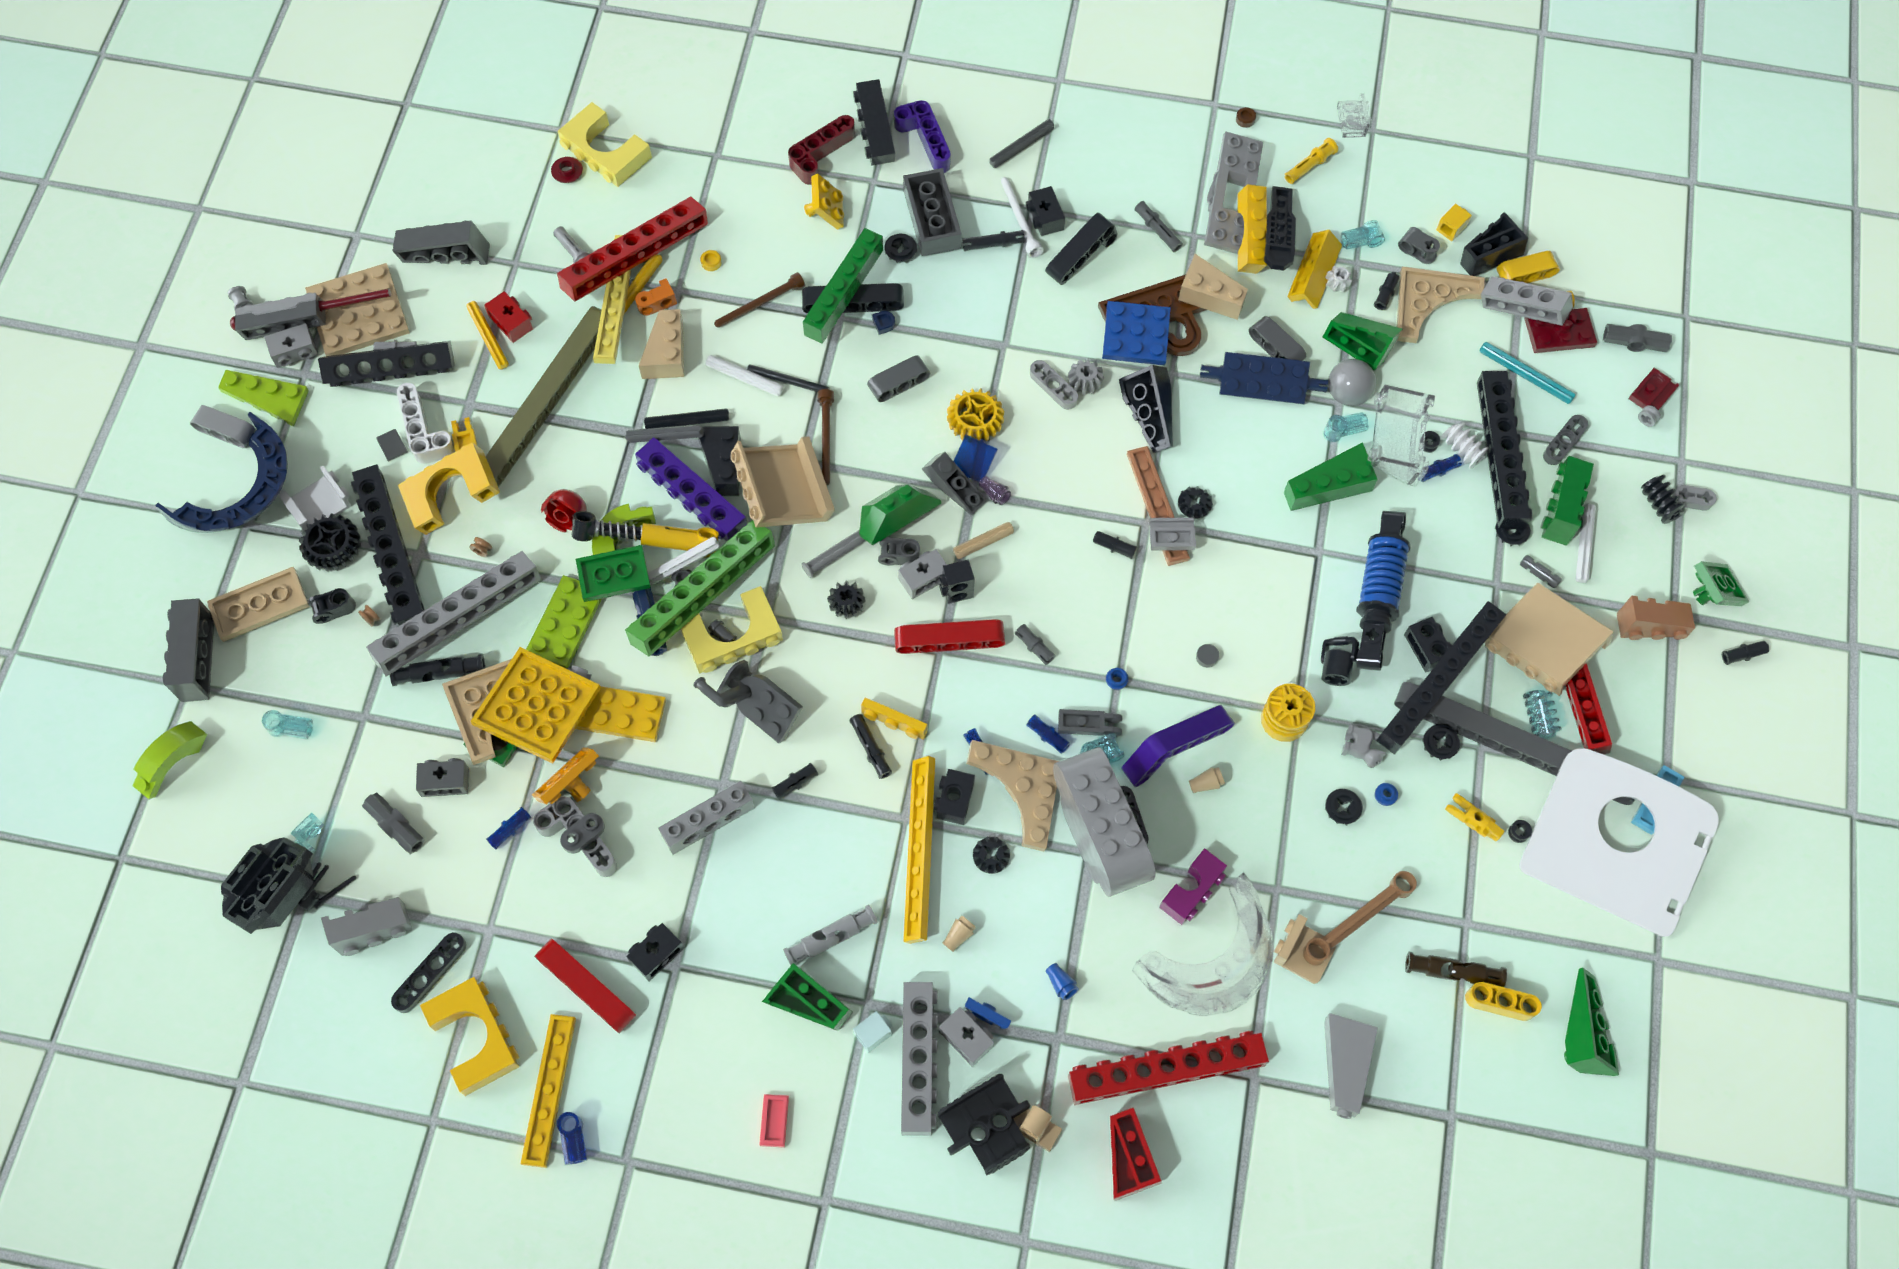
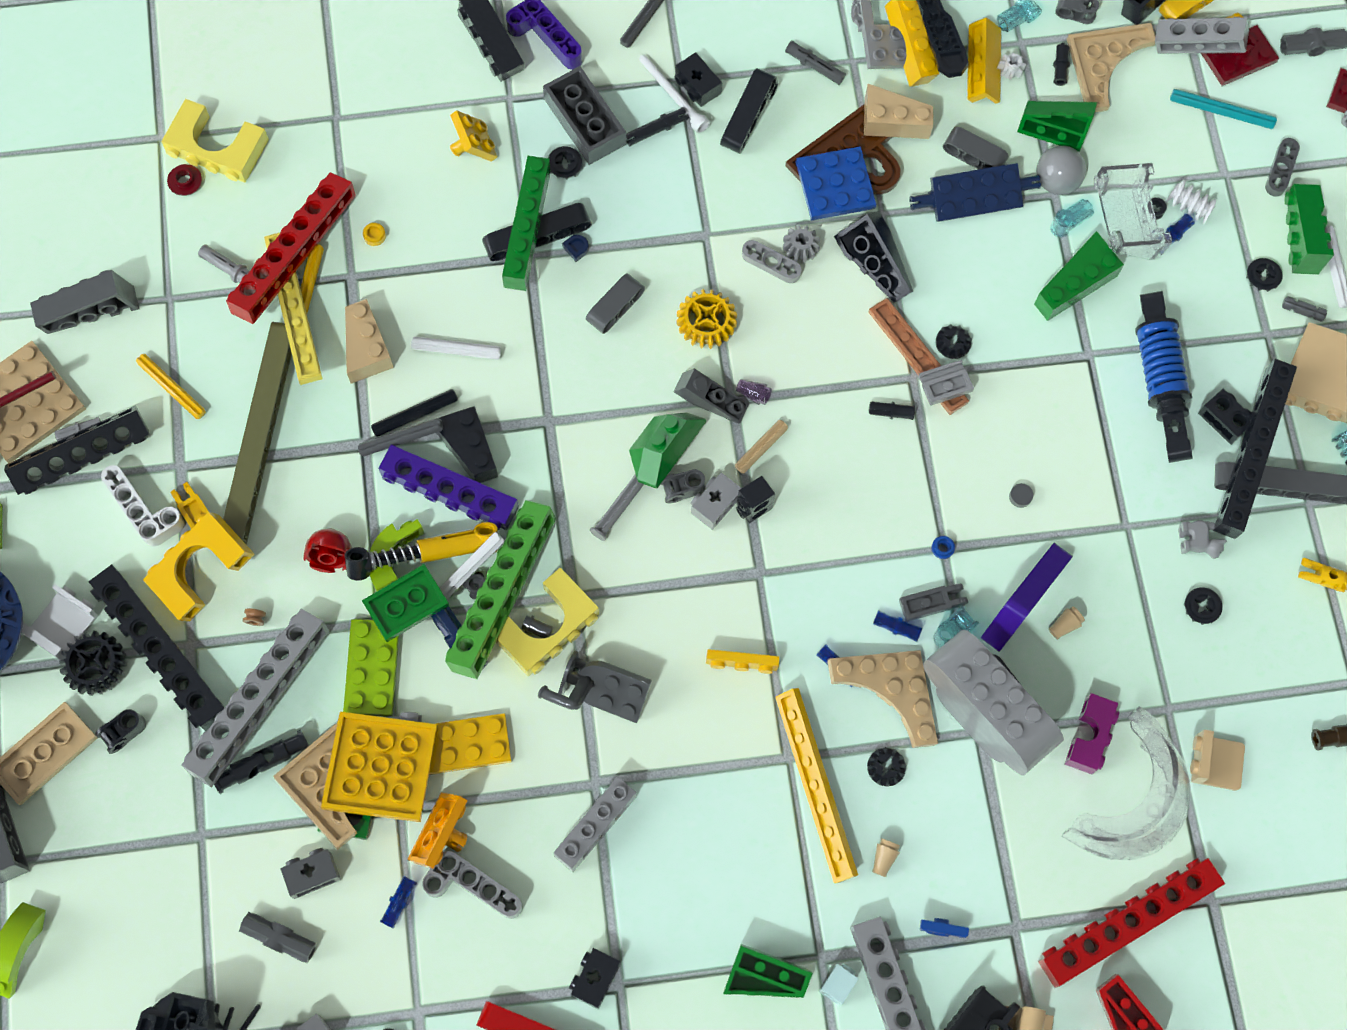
camera: 20 degrees left, 5 degrees up
(288, 726) = (128, 872): clear light blue piece -> none
(307, 830) = (193, 973): clear light blue bracket -> none
(369, 615) = (166, 727): medium nougat bush -> none
(391, 445) = (116, 537): dark grey slope -> none
(508, 316) = (186, 359): red brick -> none
(583, 834) = (480, 884): dark grey plate -> none
(656, 299) = (334, 294): orange leg -> none
(782, 484) = (542, 452): tan panel -> none
(786, 378) = (503, 338): black bar -> none
(794, 282) = (471, 232): reddish brown piece -> none
(795, 781) = (667, 756): black pin -> none
(807, 152) = (457, 55): dark red beam -> none
(814, 944) = (764, 899): light grey piece -> none
(826, 398) = (549, 348): reddish brown piece -> none
(848, 606) = (641, 548): black gear -> none
(874, 753) = (729, 696): black pin -> none
(949, 636) = (765, 557): red beam -> none
(953, 1031) = (939, 969): light grey brick -> none
(954, 810) = (834, 706): black brick -> none
(975, 457) = (723, 363): clear blue piece -> none
(1035, 644) = (851, 538): dark grey pin -> none
(1062, 983) = (1001, 871): blue cone -> none
(1283, 723) = (1109, 533): yellow wheel -> none
(1338, 663) = (1149, 465): black piece -> none
(1348, 1062) = (1296, 858): light grey slope -> none
(1360, 917) = (1257, 712): medium nougat piece -> none
(1381, 798) = (1232, 582): blue plate -> none
(1451, 742) = (1279, 506): black gear -> none
(1504, 451) = (1228, 206): black brick -> none

